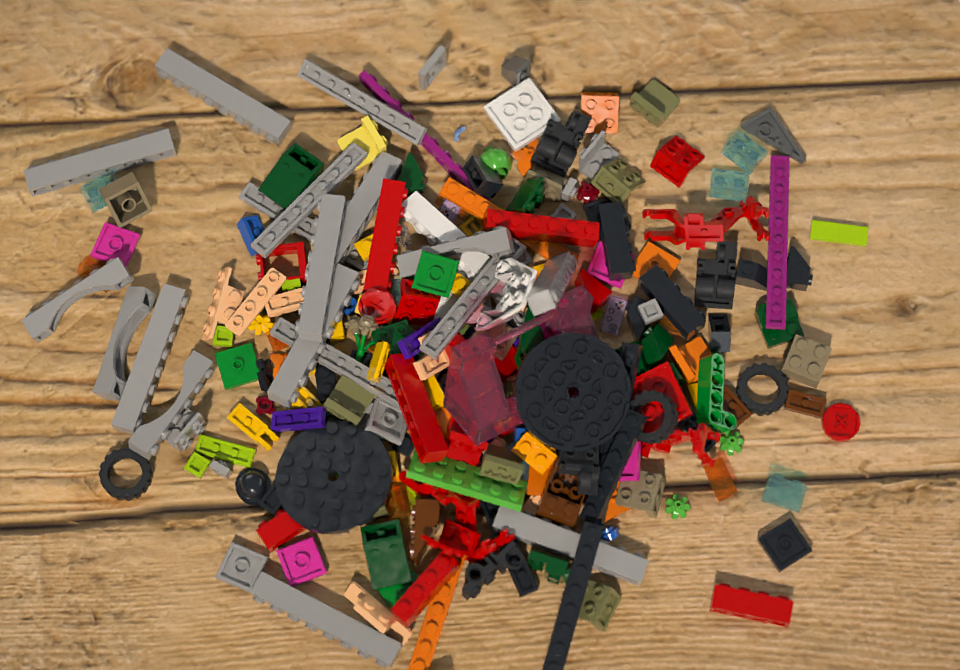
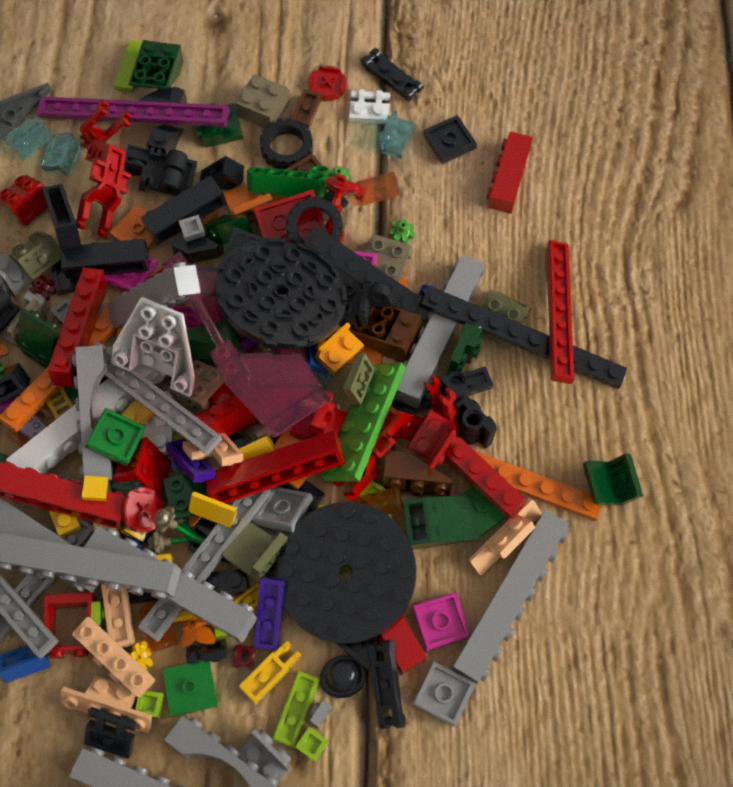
camera: 85 degrees left, 5 degrees down
(199, 309) = (109, 738): none -> black plate
(245, 518) = (386, 684): none -> black plate
(388, 265) = (95, 488): none -> yellow tile
(598, 653) = (560, 313): none -> red tile
(651, 195) = (61, 217): none -> black brick
(810, 465) = (367, 111): none -> white plate
(831, 256) = (157, 65): none -> dark green slope
(857, 484) = (391, 75): none -> black plate

